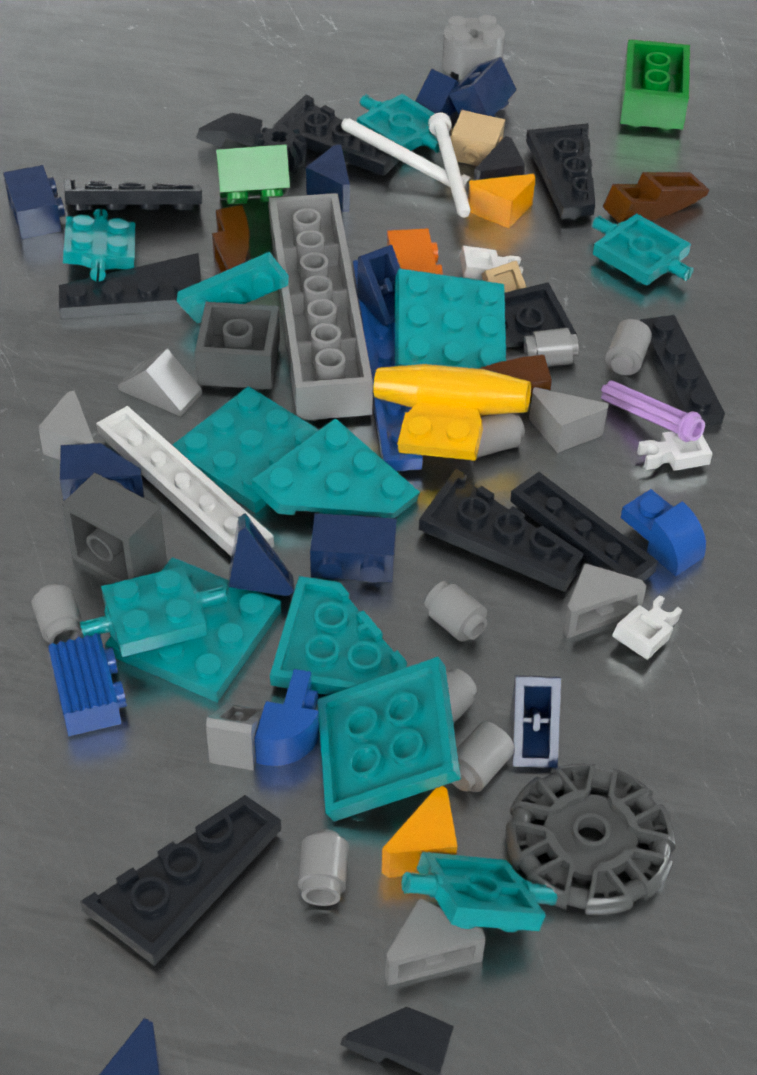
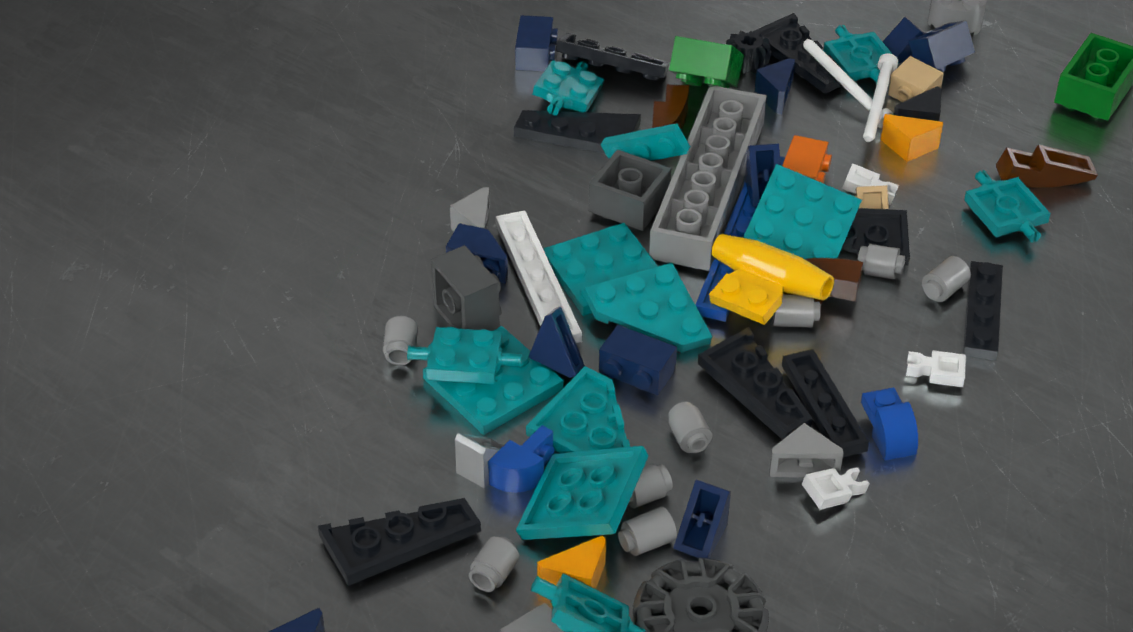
camera: 25 degrees right, 5 degrees down
(86, 685) = (395, 390): blue brick -> none
(162, 383) = (562, 203): light grey slope -> none
(231, 126) = (718, 24): black slope -> none
(566, 167) = (982, 124): black wing -> none
(567, 418) = (862, 318): light grey slope -> none
(687, 425) = (951, 348): lavender axle -> none

